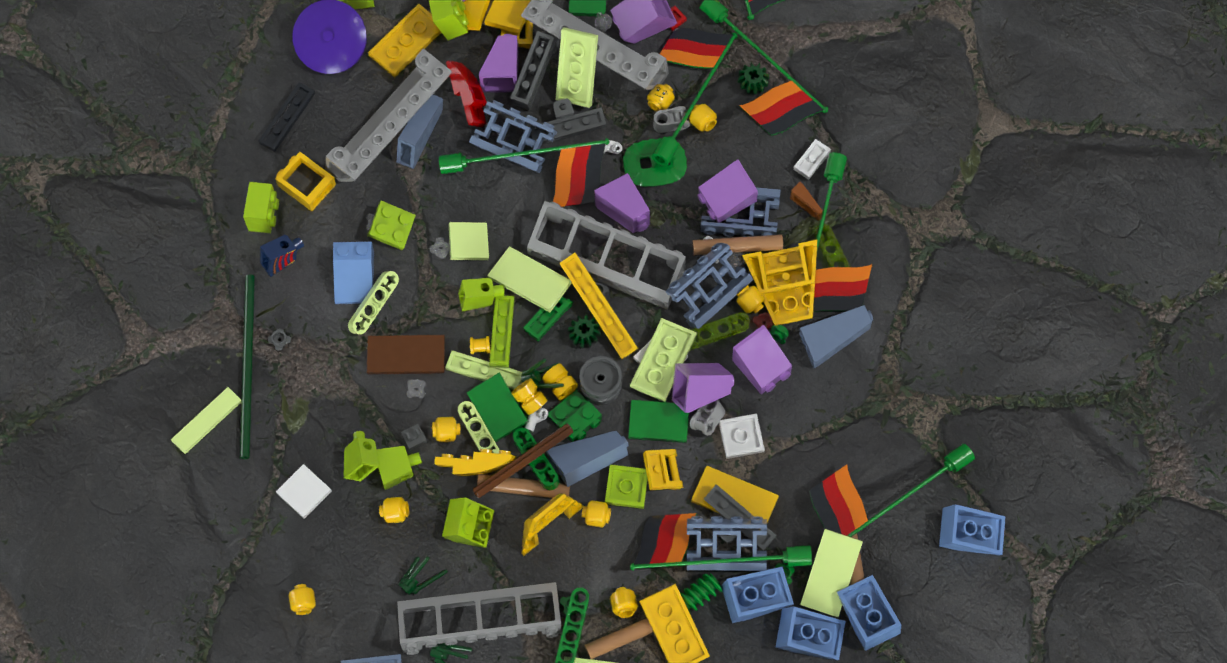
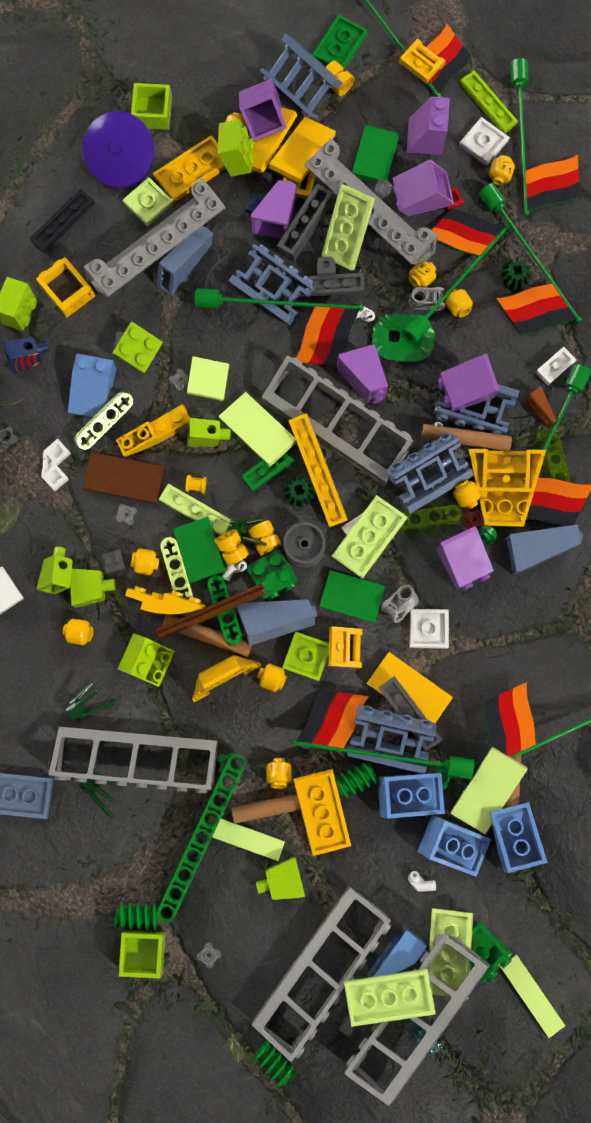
camera: 10 degrees right, 10 degrees up
(331, 363) = (52, 457): none -> white tile
(369, 81) = (148, 202): none -> yellowish green tile
(428, 303) = (154, 432): none -> yellow slope
(471, 93) = (240, 228): red slope -> none
(478, 60) = (255, 201): none -> dark blue arm
(502, 331) = (220, 475): lime tile -> none
(700, 384) = (400, 572): medium lavender slope -> none

